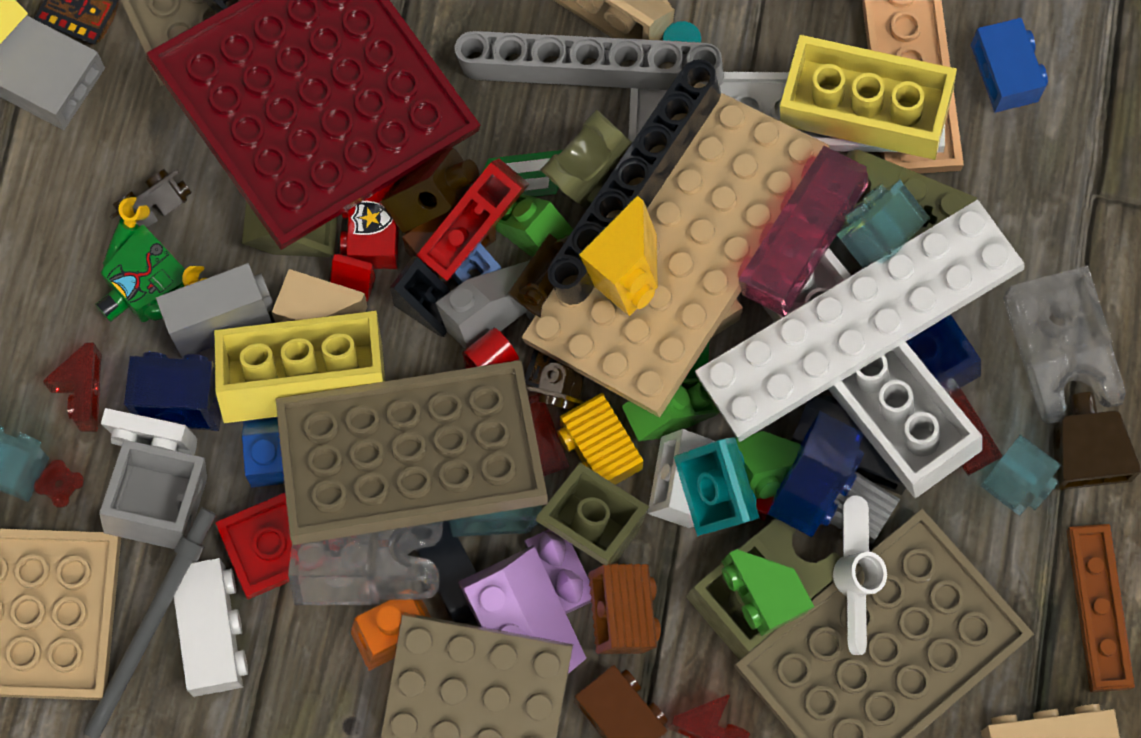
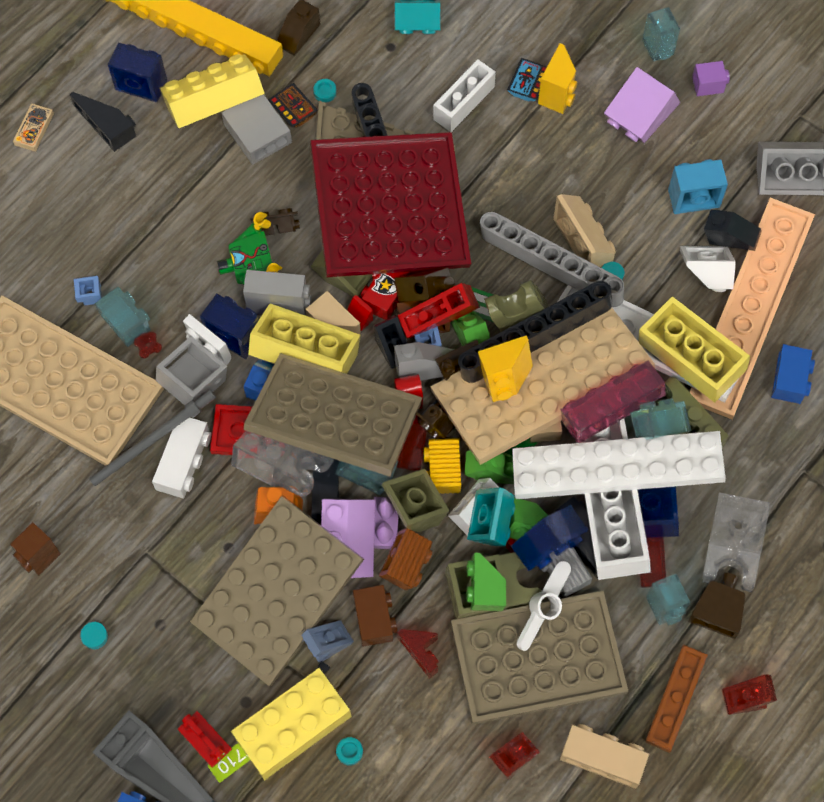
camera: 30 degrees right, 5 degrees down
(80, 376) = (188, 297): clear red slope -> none

